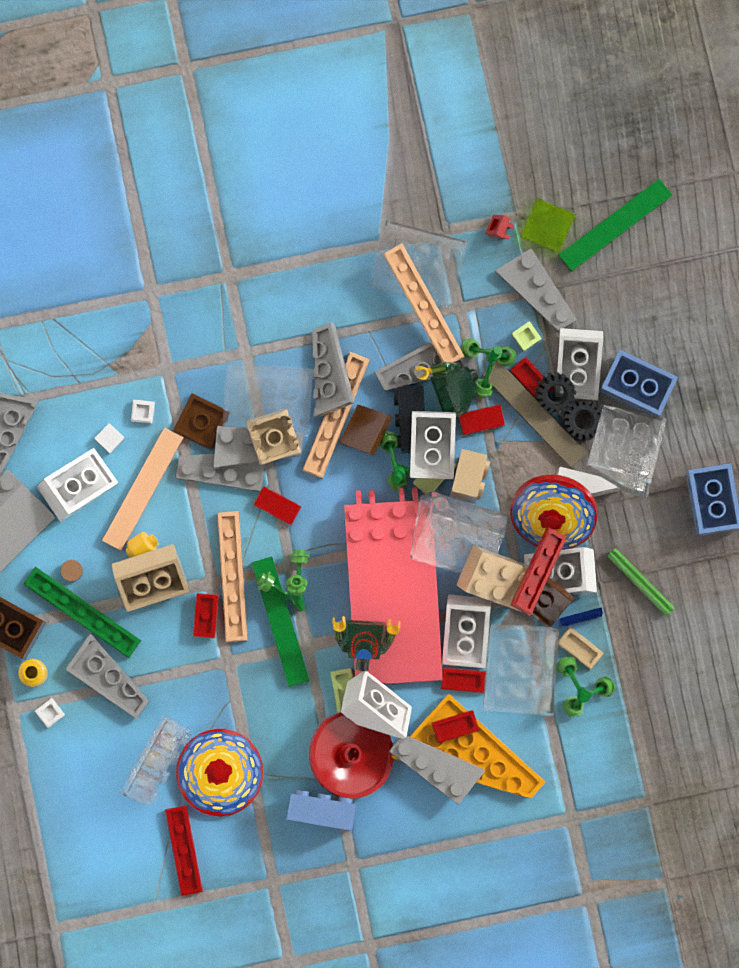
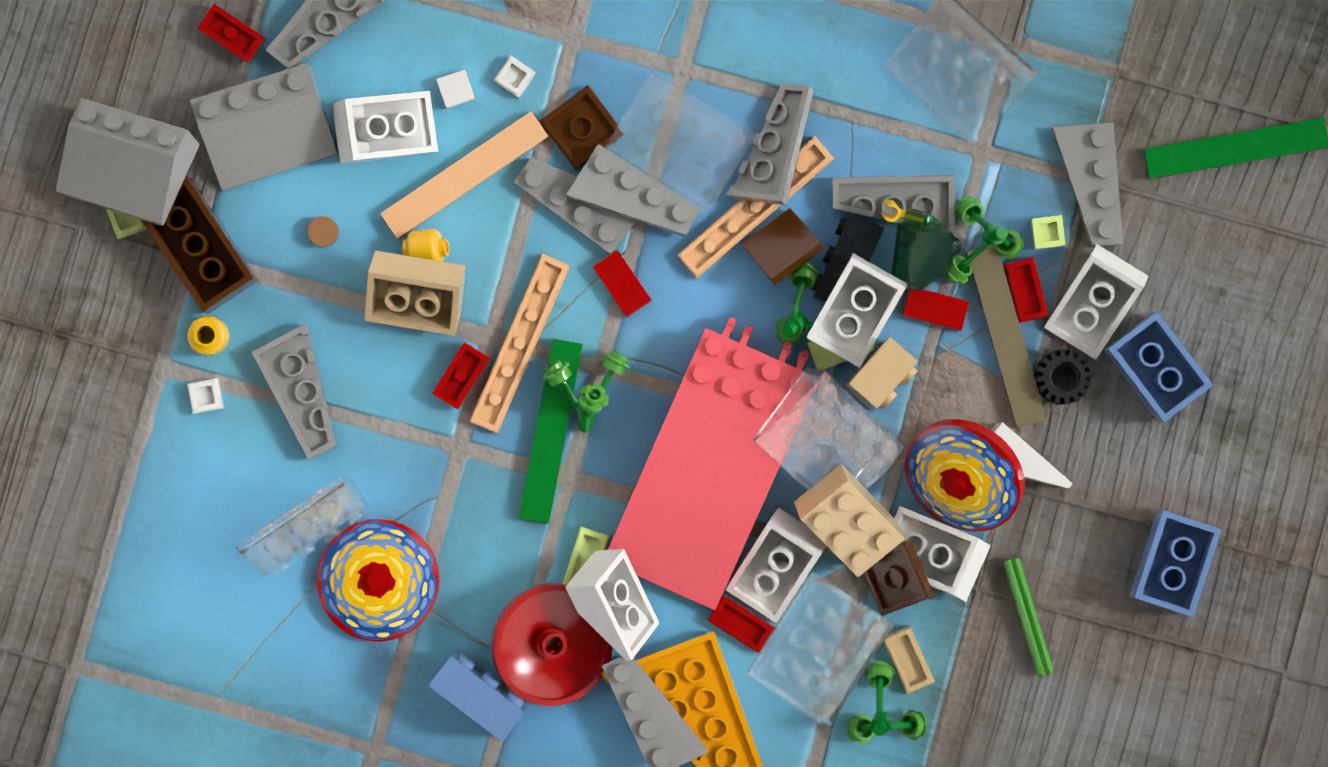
camera: 30 degrees right, 5 degrees up
(82, 612) = (309, 290): green tile -> none
(184, 850) = (284, 653): red tile -> none
(273, 436) = (661, 194): tan slope -> none
(364, 639) = (642, 512): clear green torso -> none
(423, 304) = (938, 124): light nougat tile -> none
(455, 726) = (700, 677): red tile -> none
(498, 226) = (1086, 73): red tile -> none
(538, 571) = (906, 540): red tile -> none
(548, 225) = (1150, 104): clear neon green tile -> none
(564, 401) = (1047, 306): black tyre -> none
(580, 617) = (929, 622): clear blue tile -> none
(627, 449) = (1099, 443): clear slope -> none

